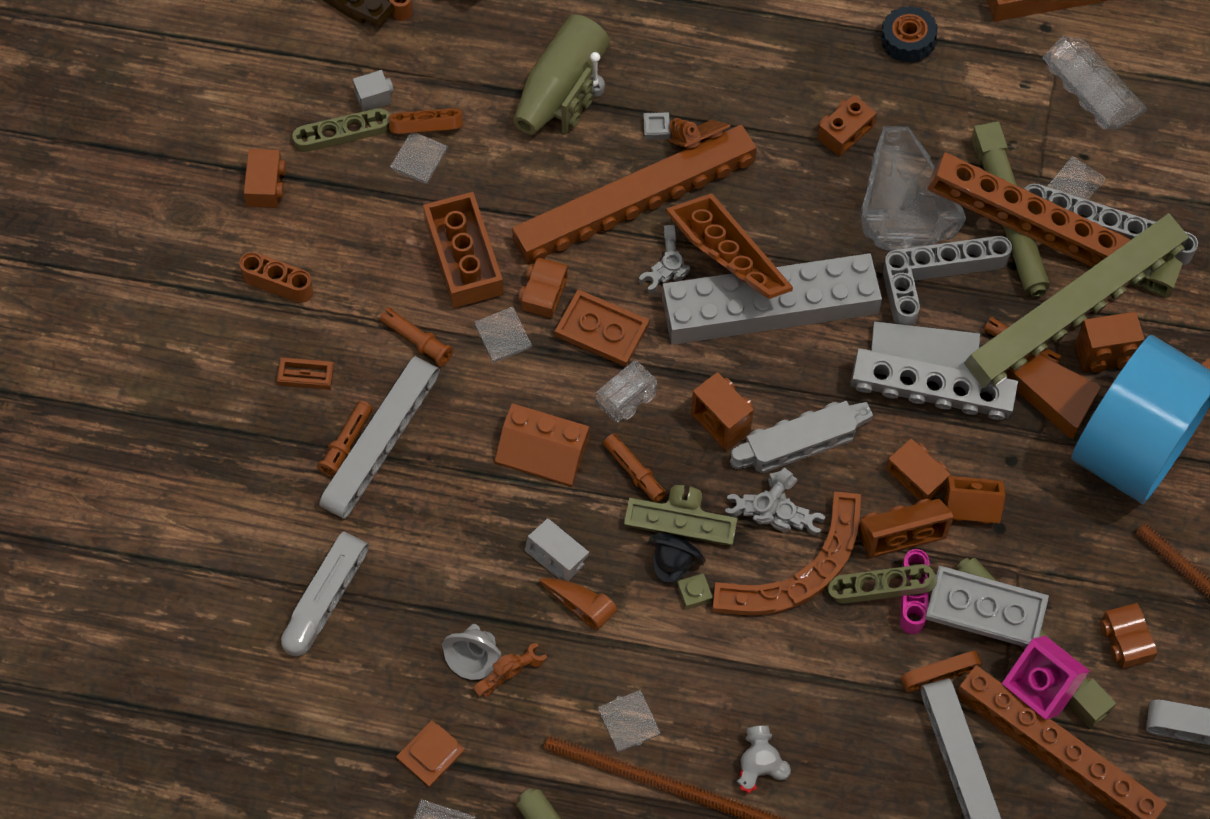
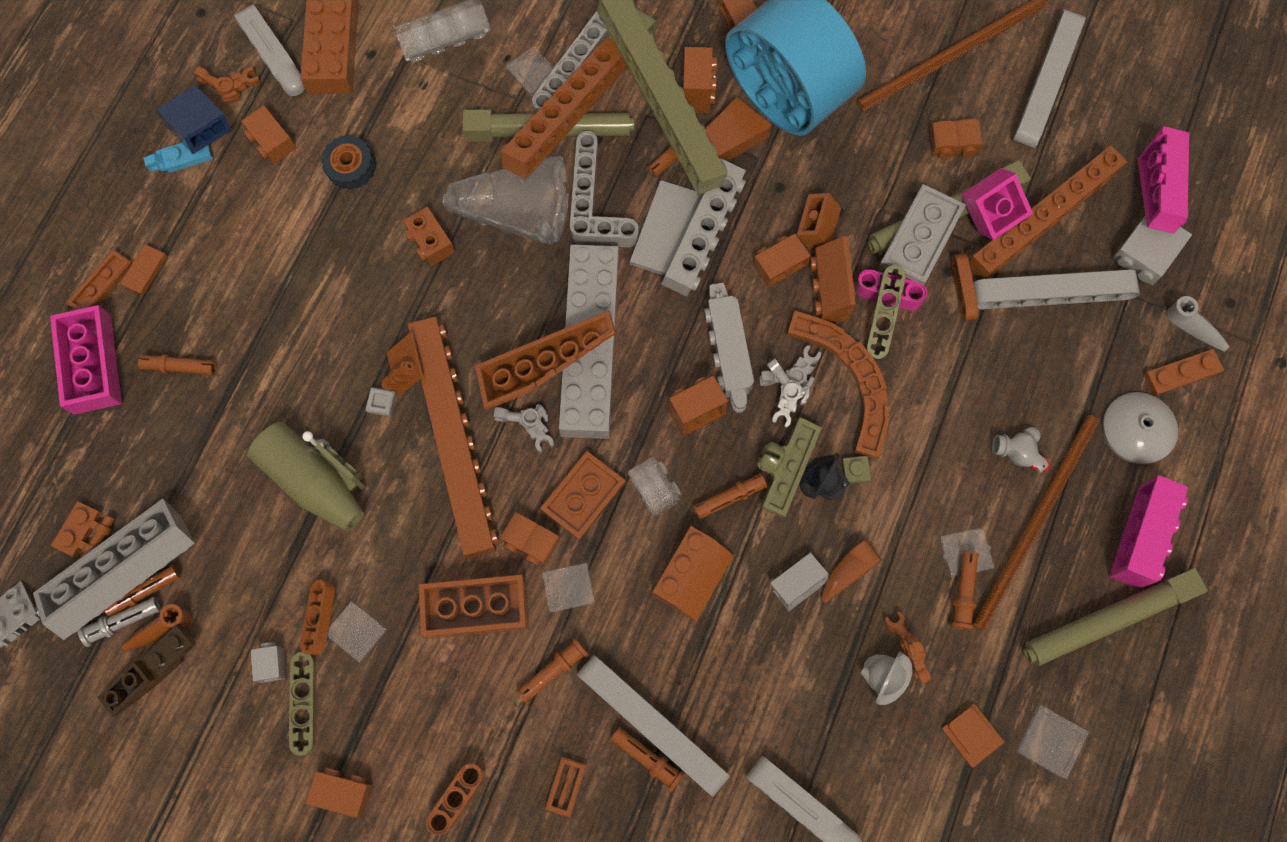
camera: 75 degrees left, 10 degrees up
(570, 721) = (964, 603): none -> dark orange pin

